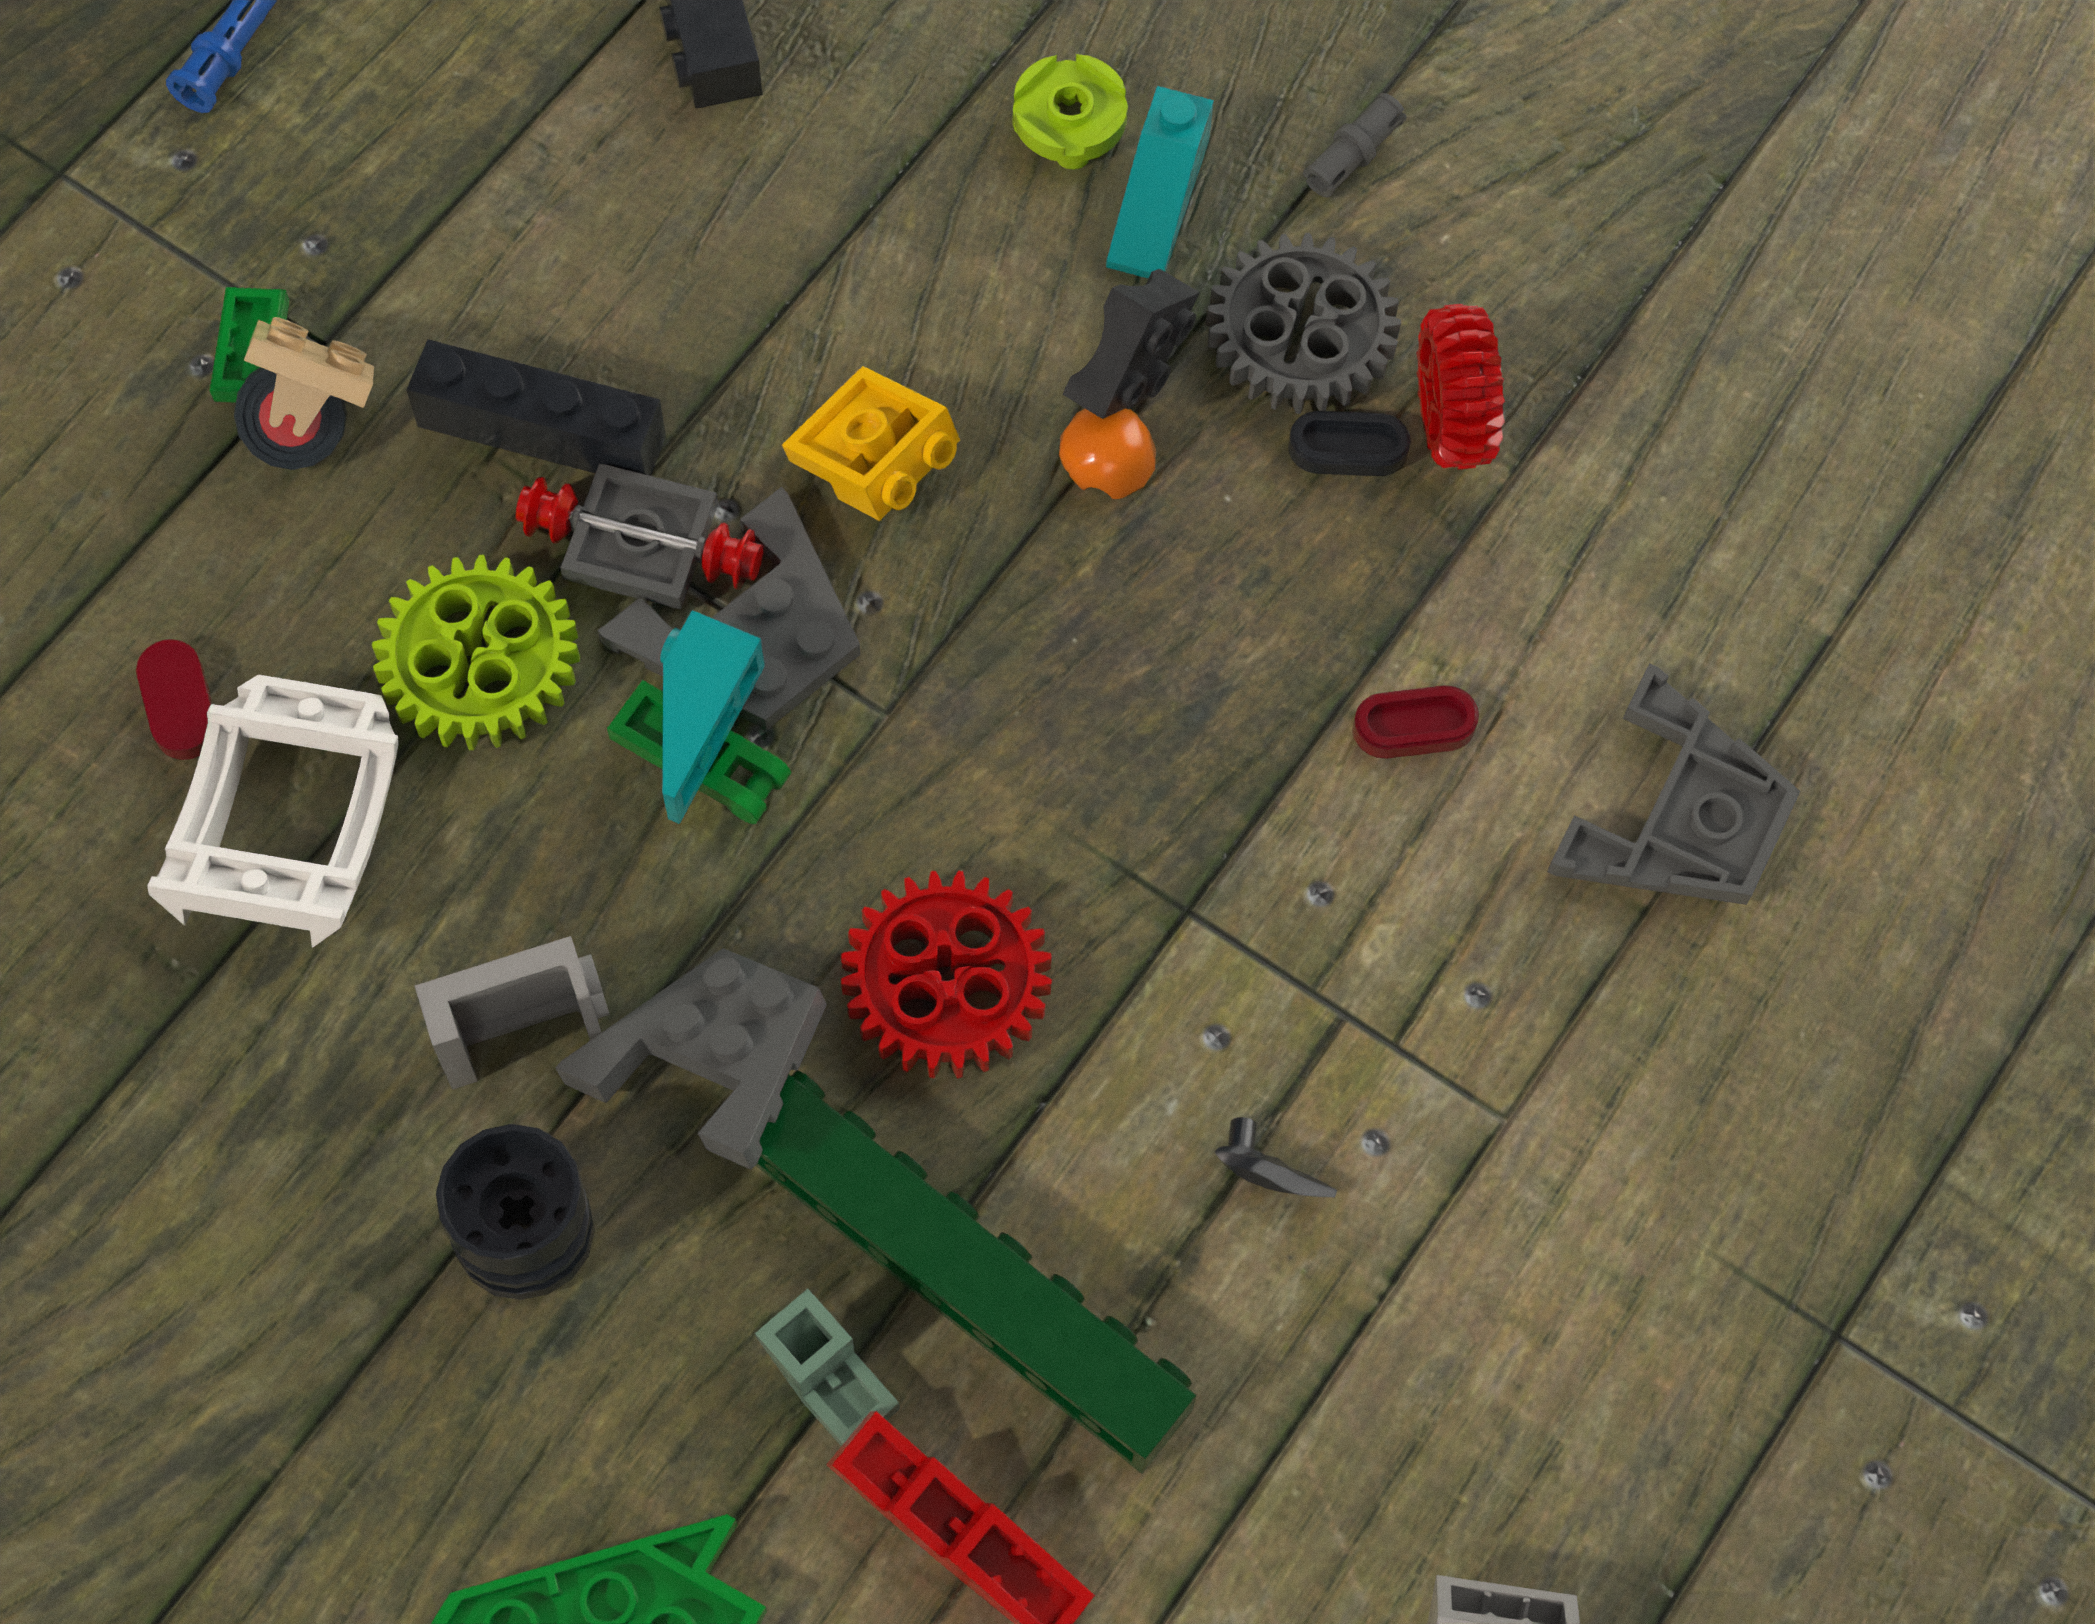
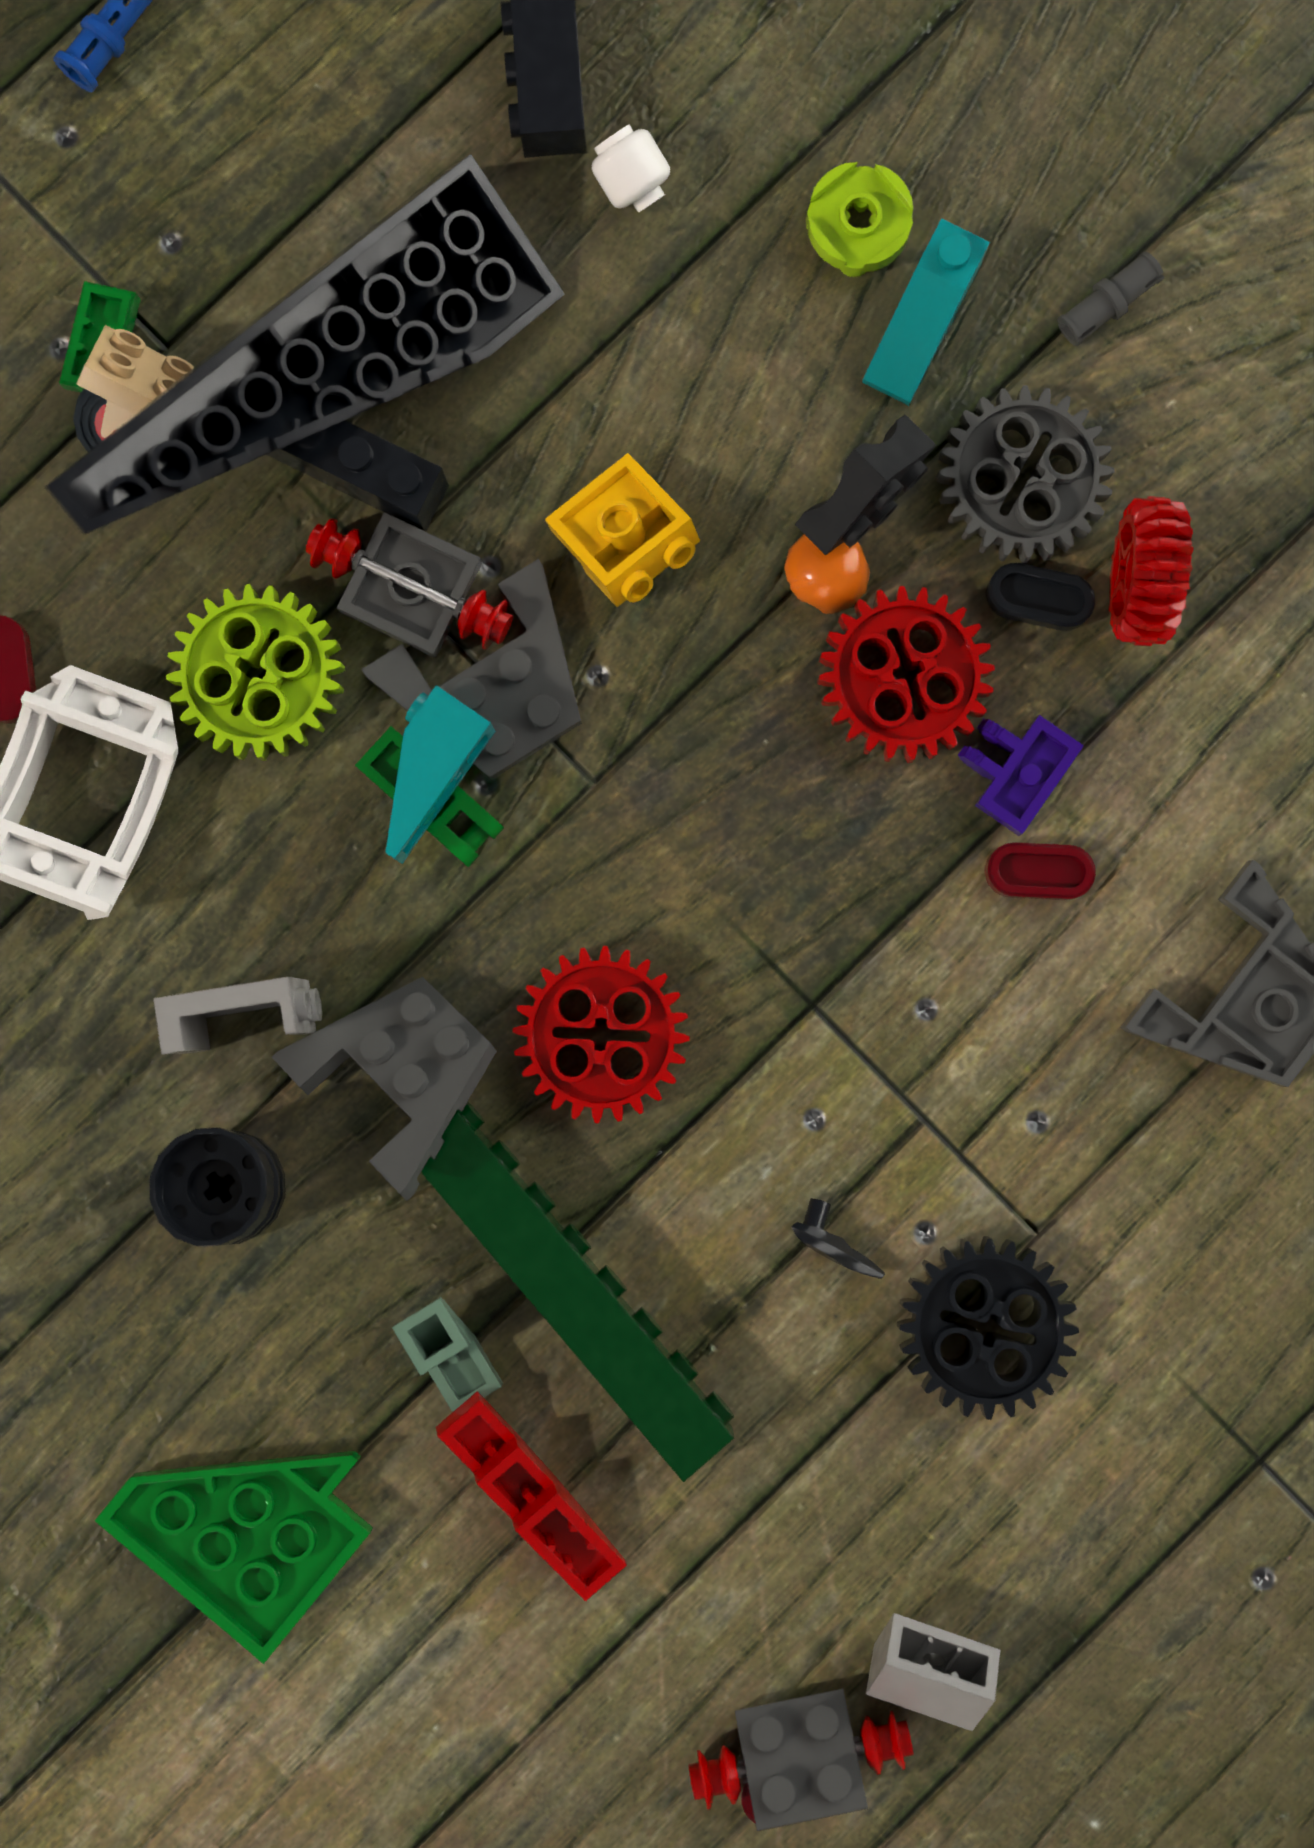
camera: 20 degrees right, 20 degrees up
(574, 259) = (387, 314): none -> black wedge
(814, 95) = (630, 168): none -> white head
(1264, 518) = (952, 661): none -> red gear
(1377, 621) = (1028, 773): none -> dark purple hinge
(1472, 1284) = (973, 1373): none -> black gear

